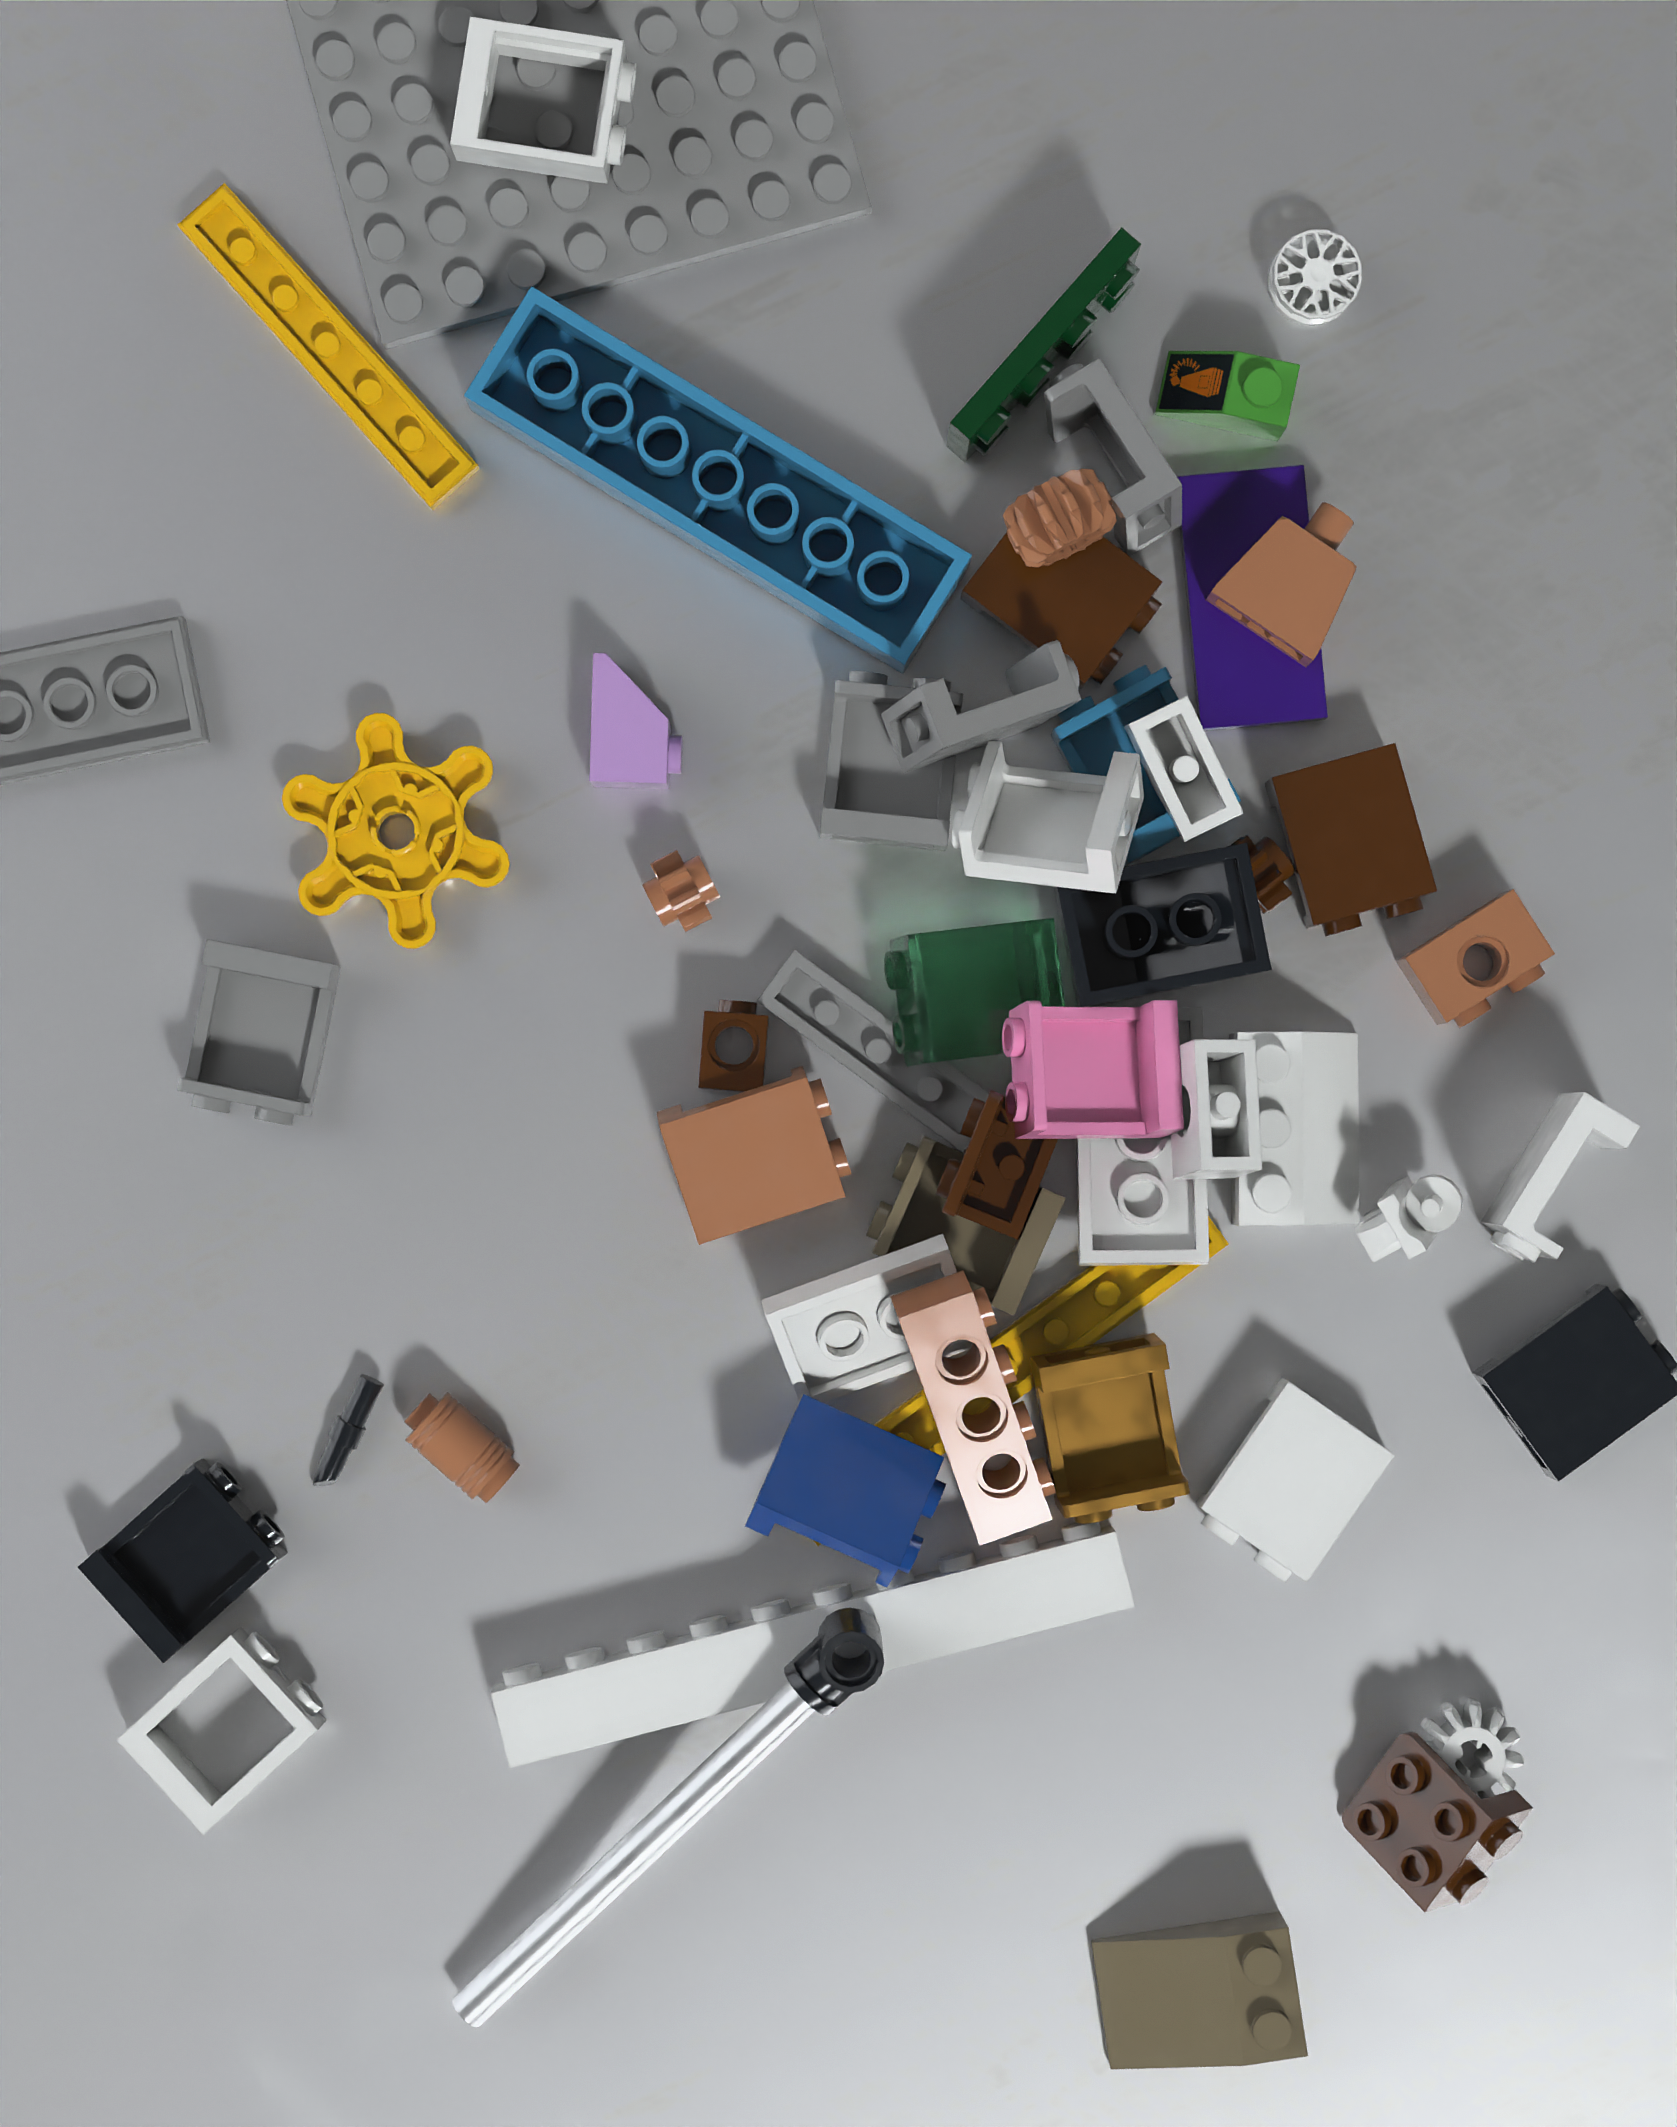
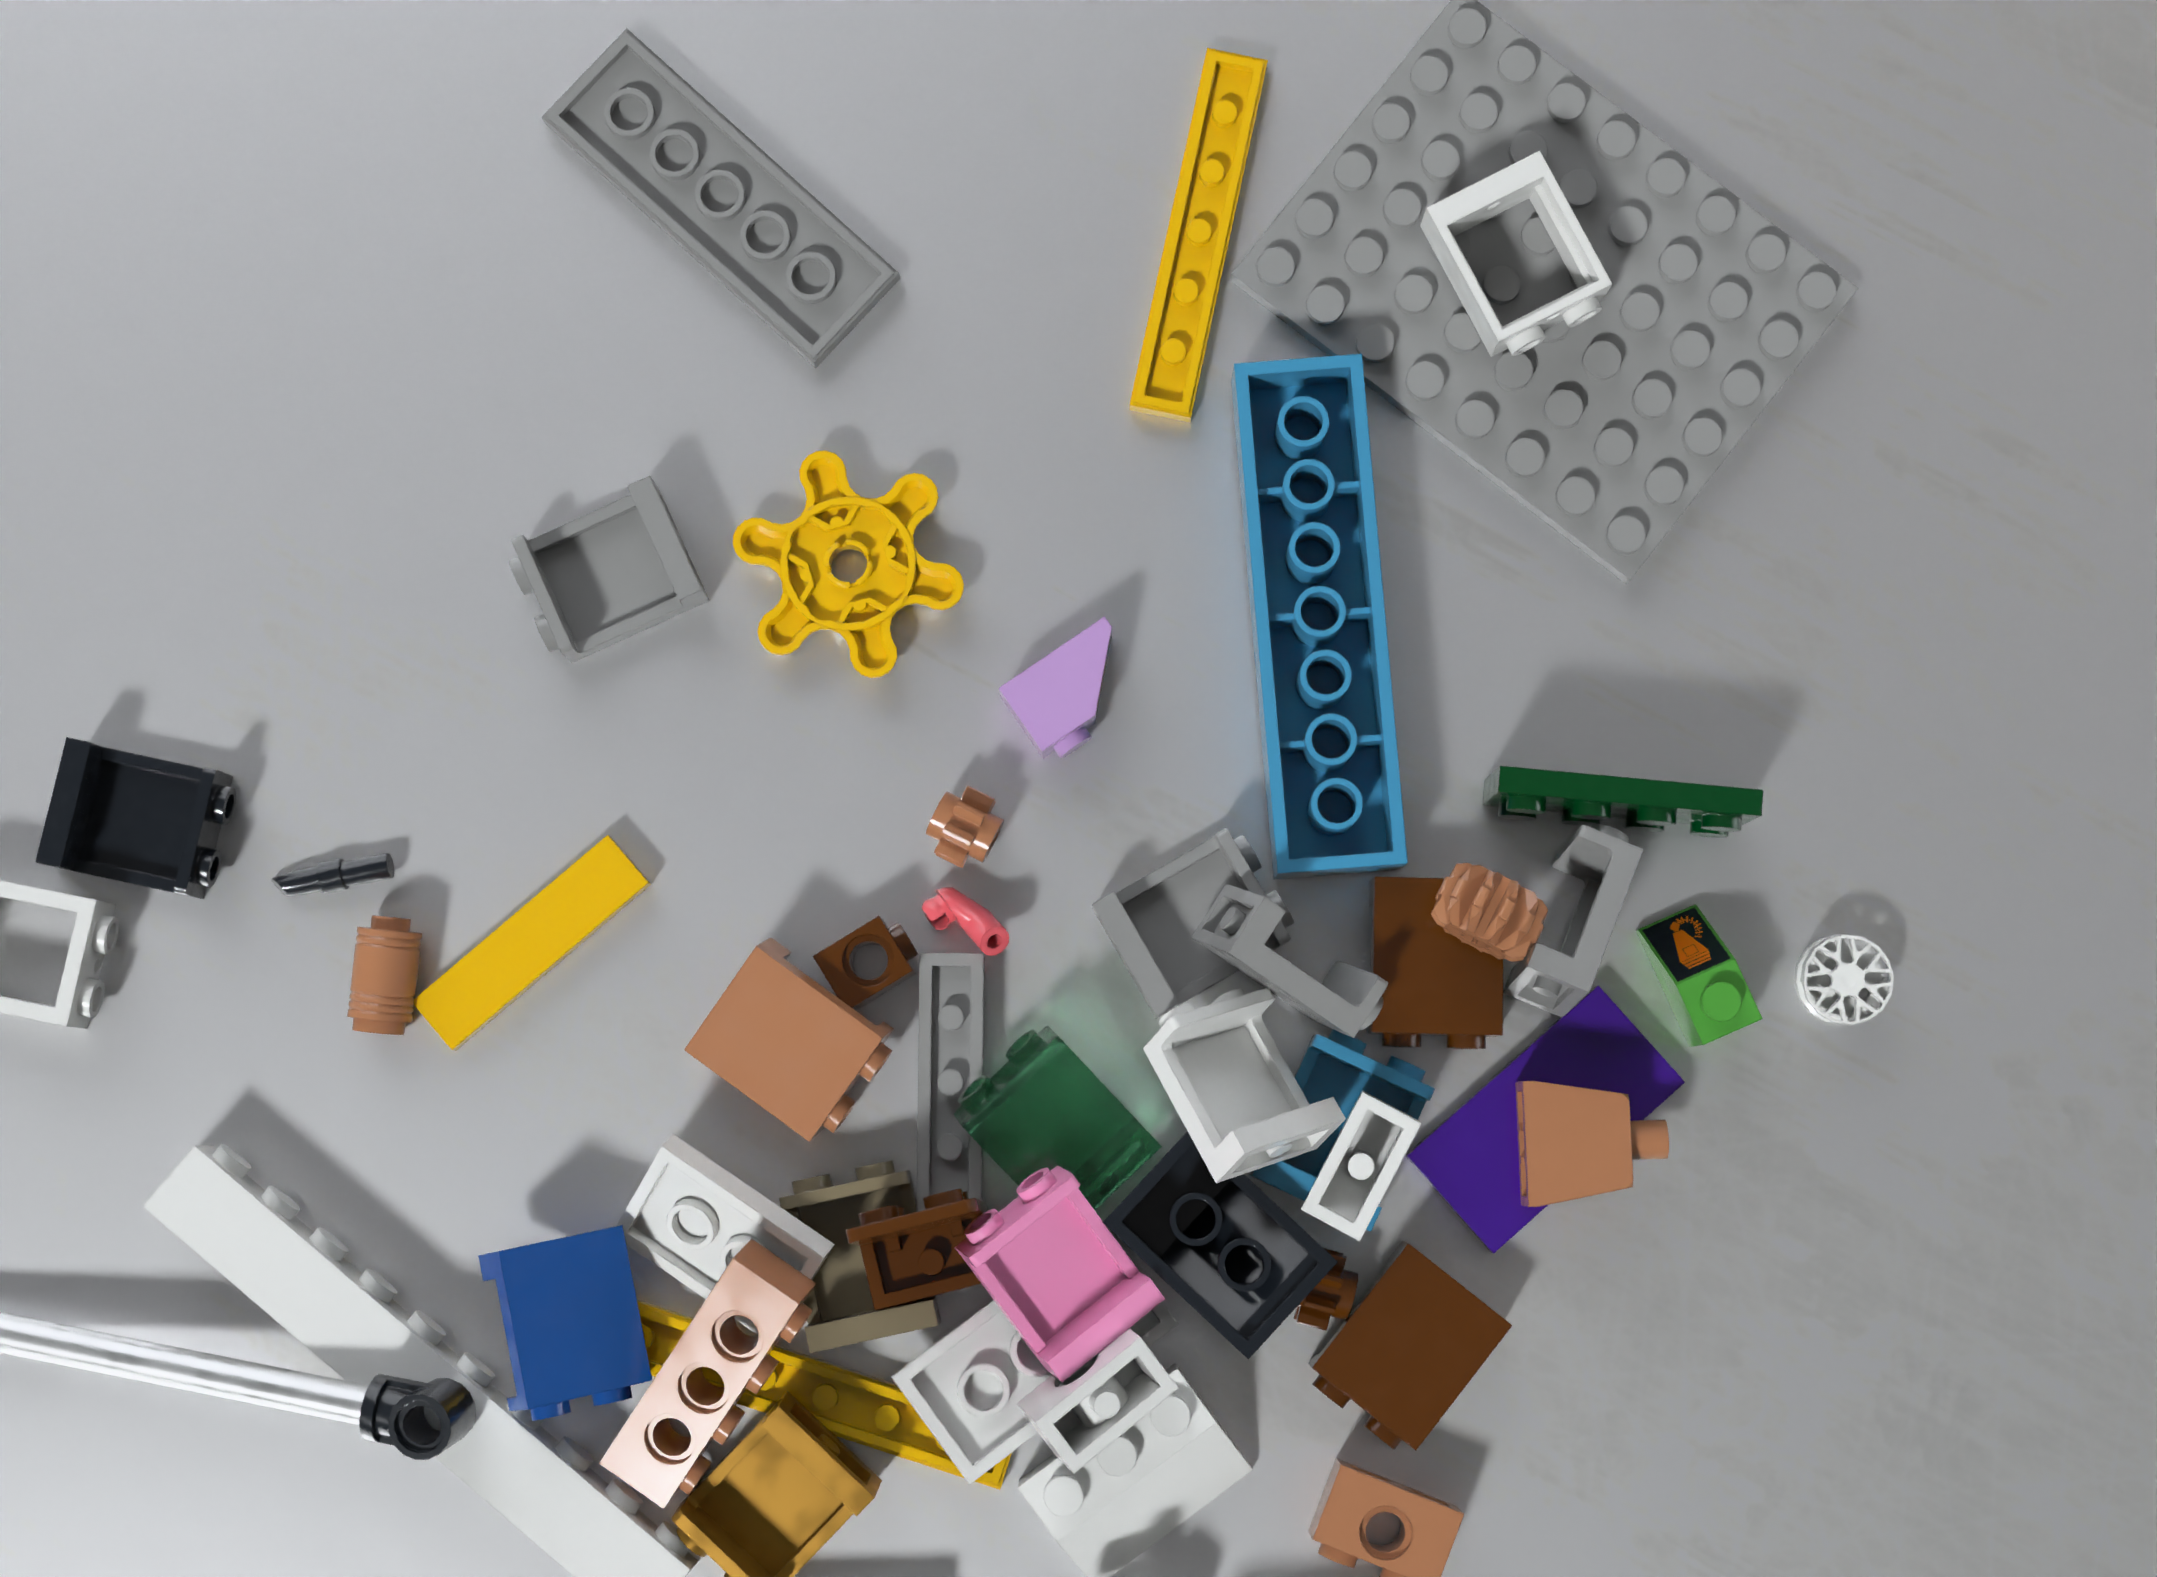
camera: 60 degrees right, 5 degrees down
(519, 1309) = (531, 943): none -> yellow tile
(758, 938) = (974, 919): none -> coral arm

